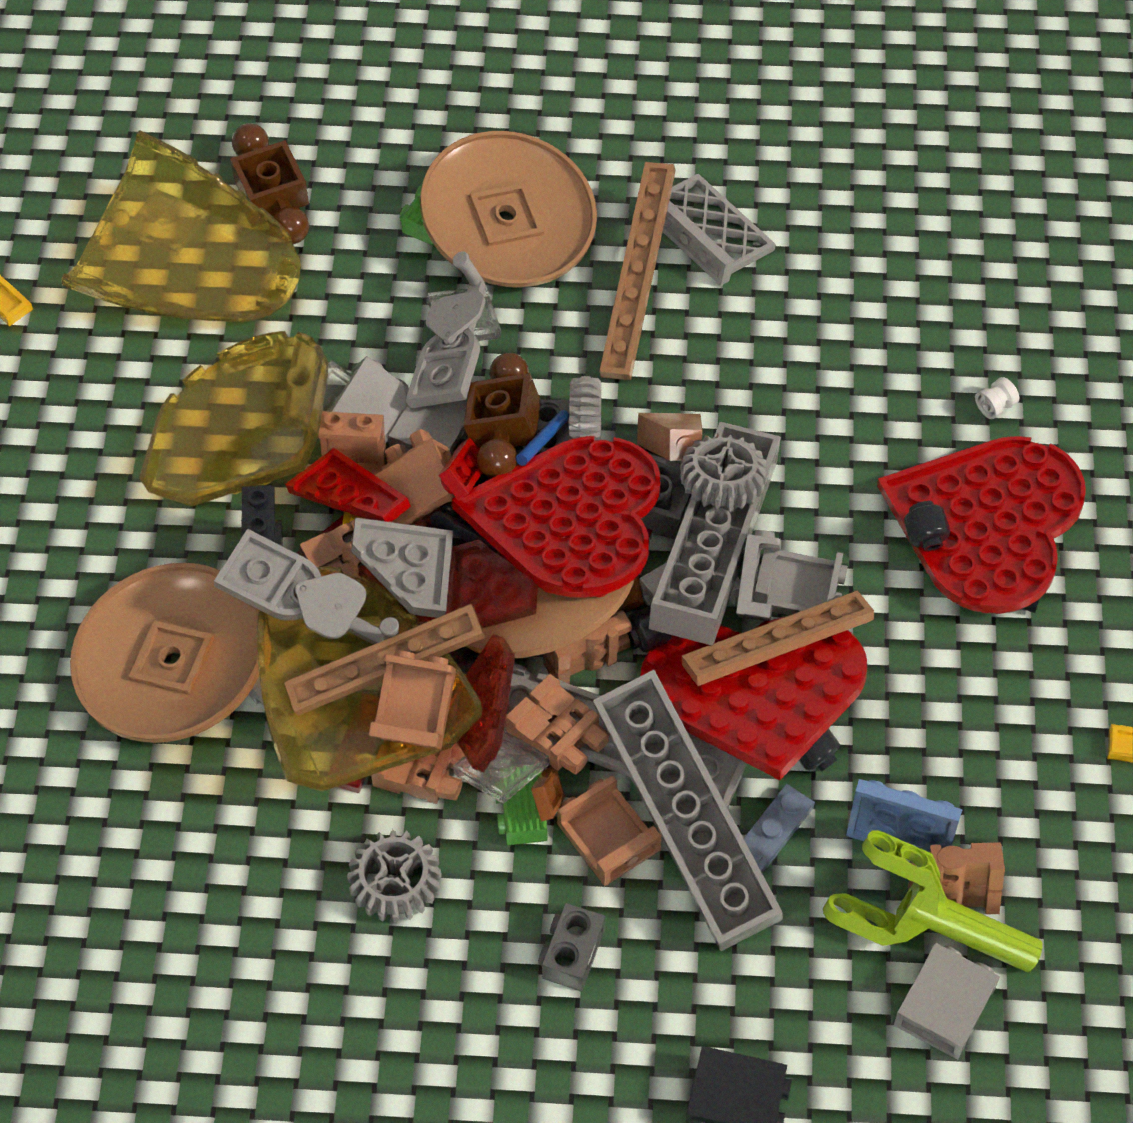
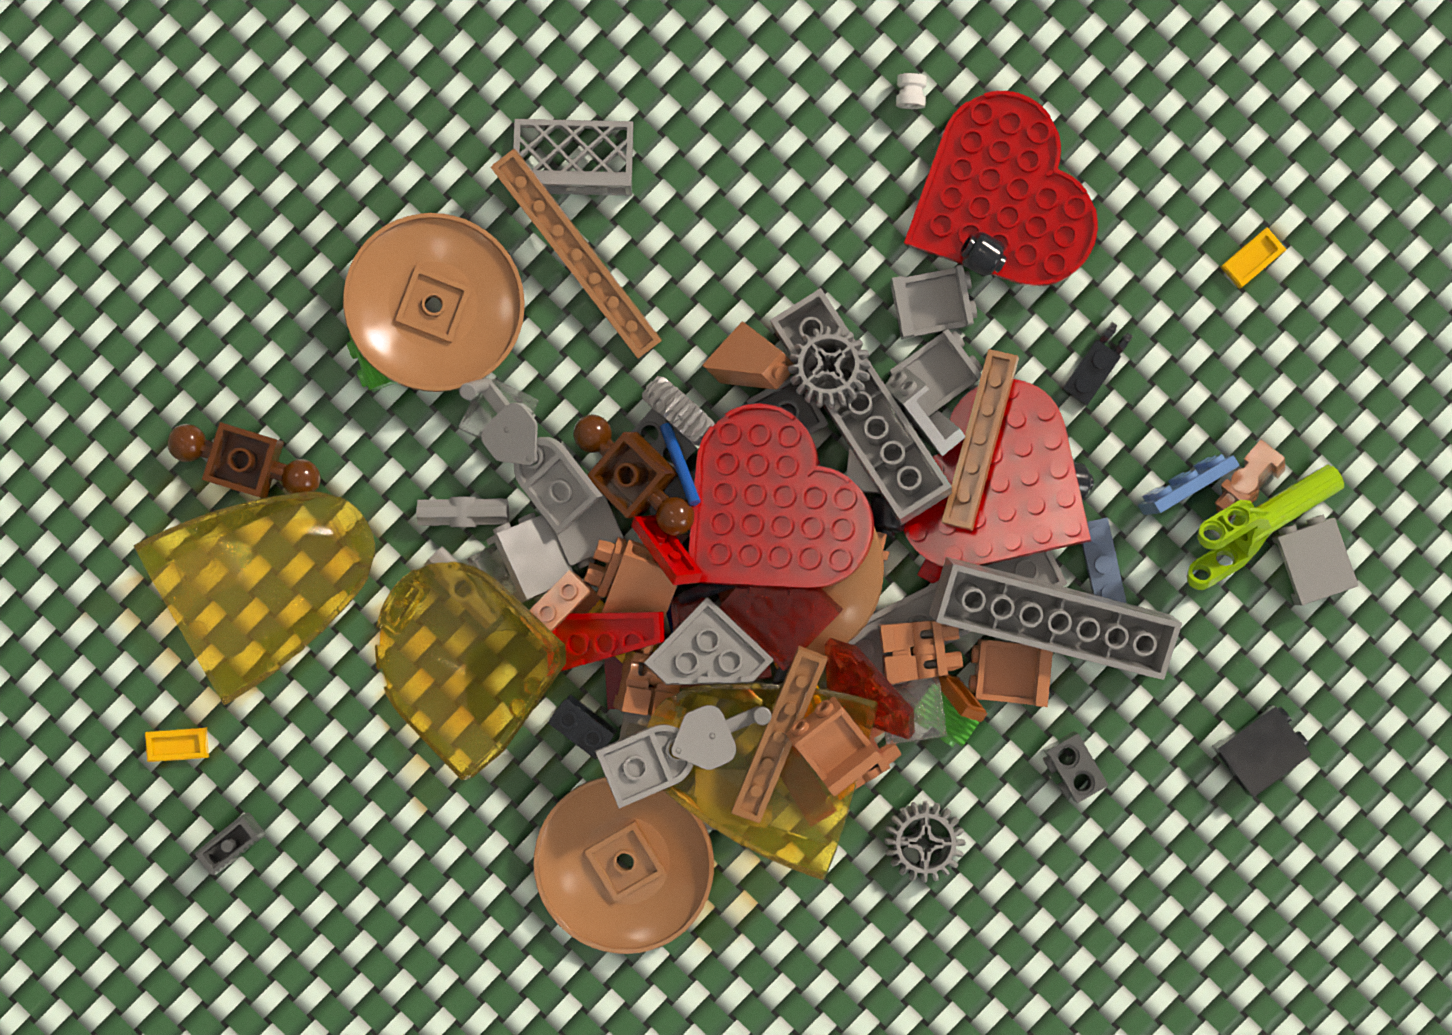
camera: 50 degrees left, 30 degrees up
(361, 341) = (462, 512): none -> light grey piece
(852, 531) = (933, 302): none -> light grey panel
(931, 696) = (1095, 366): none -> black hinge

